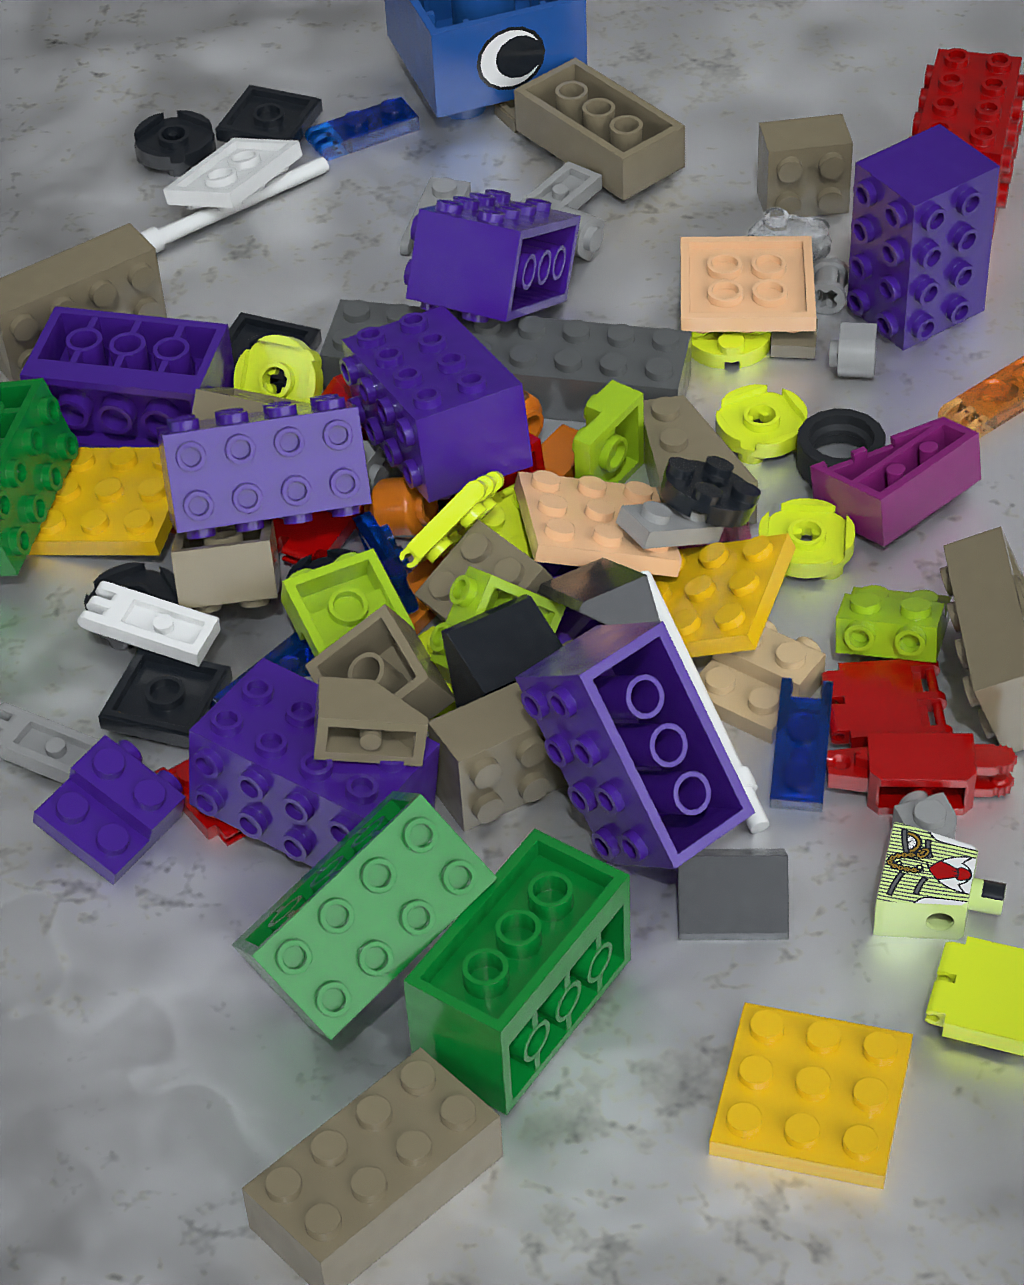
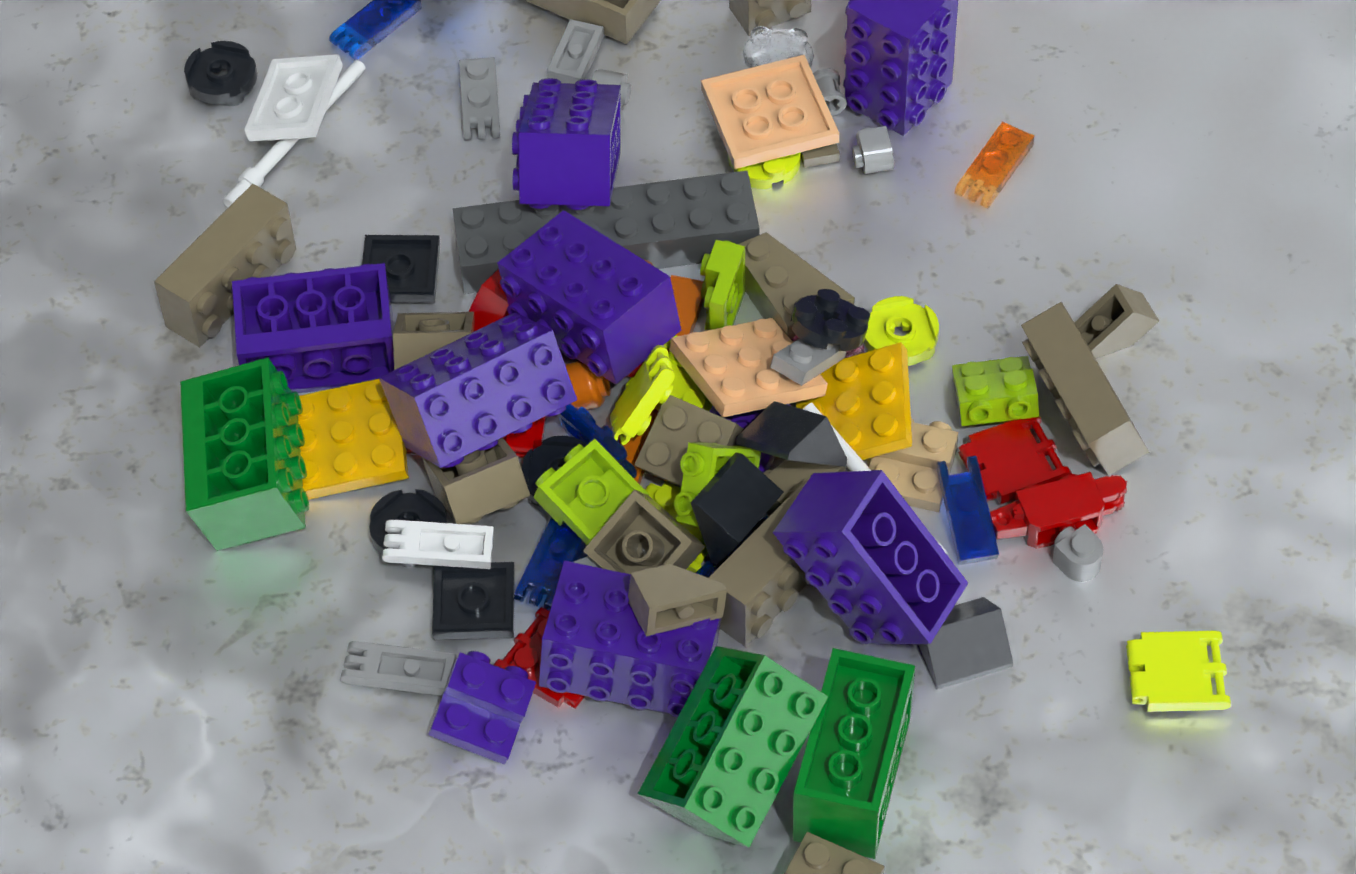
camera: 20 degrees left, 10 degrees up
(269, 115) = (292, 29): black plate -> none
(278, 352) = (437, 273): neon yellow plate -> none
(754, 441) = (820, 251): neon yellow plate -> none
(812, 1095) = (1076, 781): yellow plate -> none
(835, 427) = (899, 223): black tyre -> none
(903, 481) = (955, 265): magenta wedge -> none
(931, 886) = (1100, 599): torso -> none

